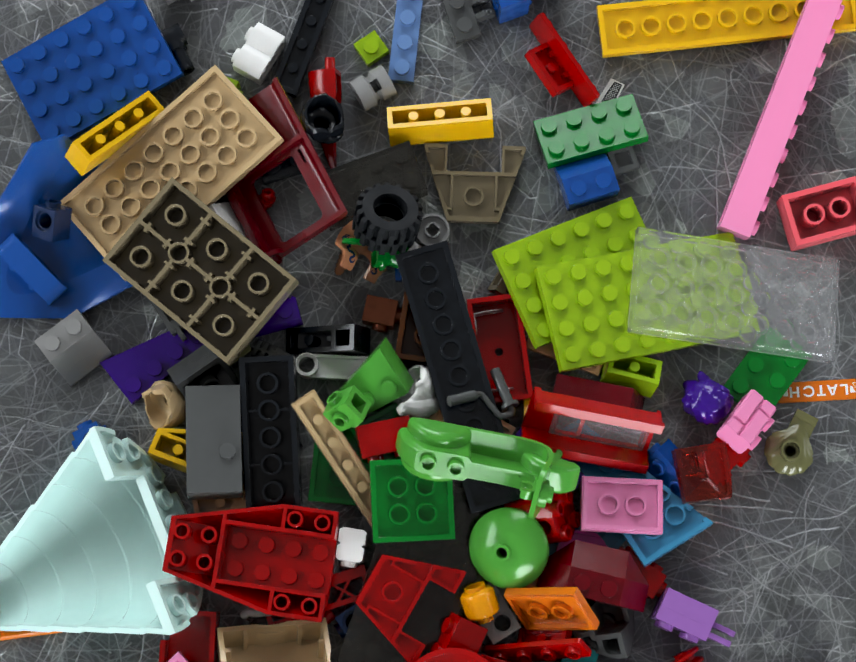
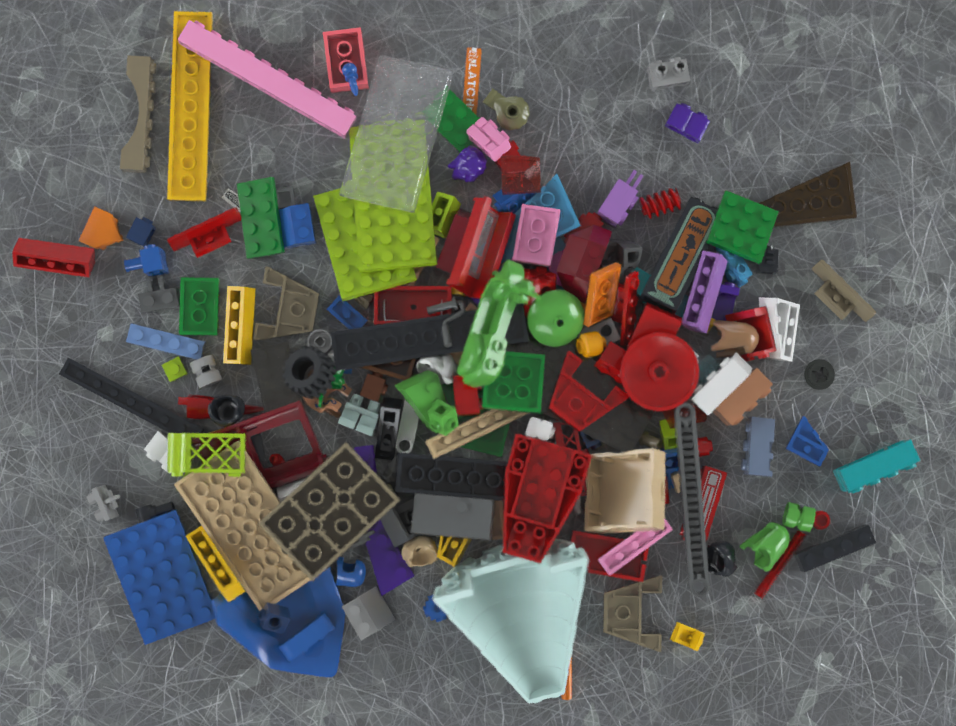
camera: 85 degrees left, 5 degrees up
(116, 313) = (346, 577): none -> blue helmet
(259, 66) = (180, 453): none -> lime piece
(337, 298) = (352, 414): none -> light aqua hips
(459, 68) = (199, 306): none -> green plate
(475, 264) = (346, 314): none -> blue plate
(809, 218) = (350, 72): none -> blue bar

